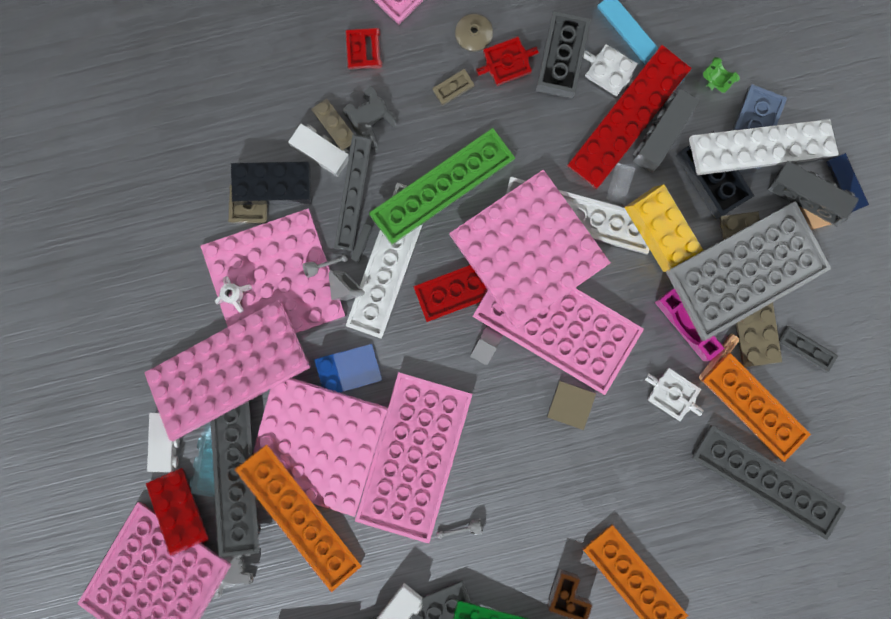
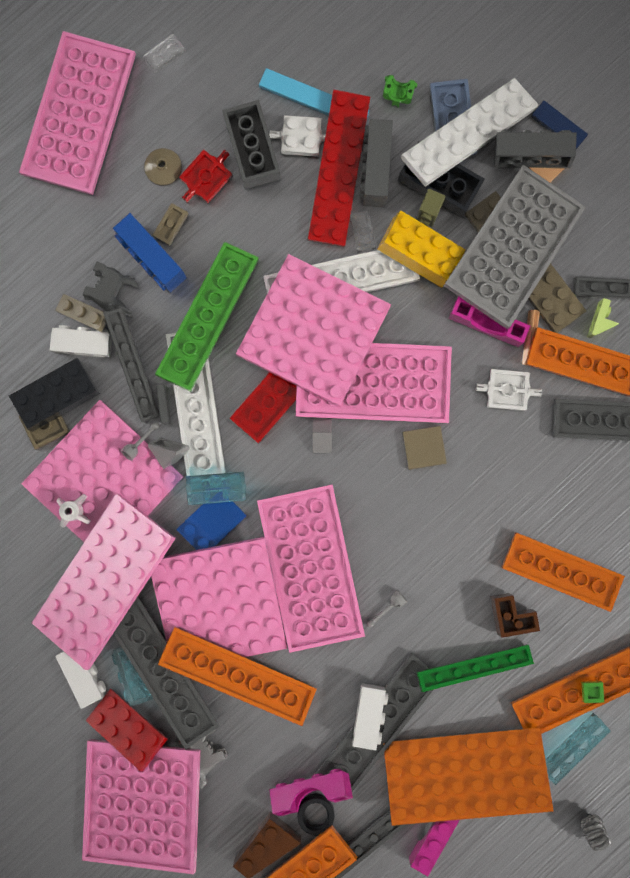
camera: 30 degrees left, 0 degrees up
(357, 48) = (67, 236): red plate -> none
(368, 342) = (216, 488): none -> clear light blue brick
(420, 99) = (146, 249): none -> blue brick
(691, 195) = (430, 207): none -> olive brick
(787, 378) = (599, 323): none -> yellowish green slope

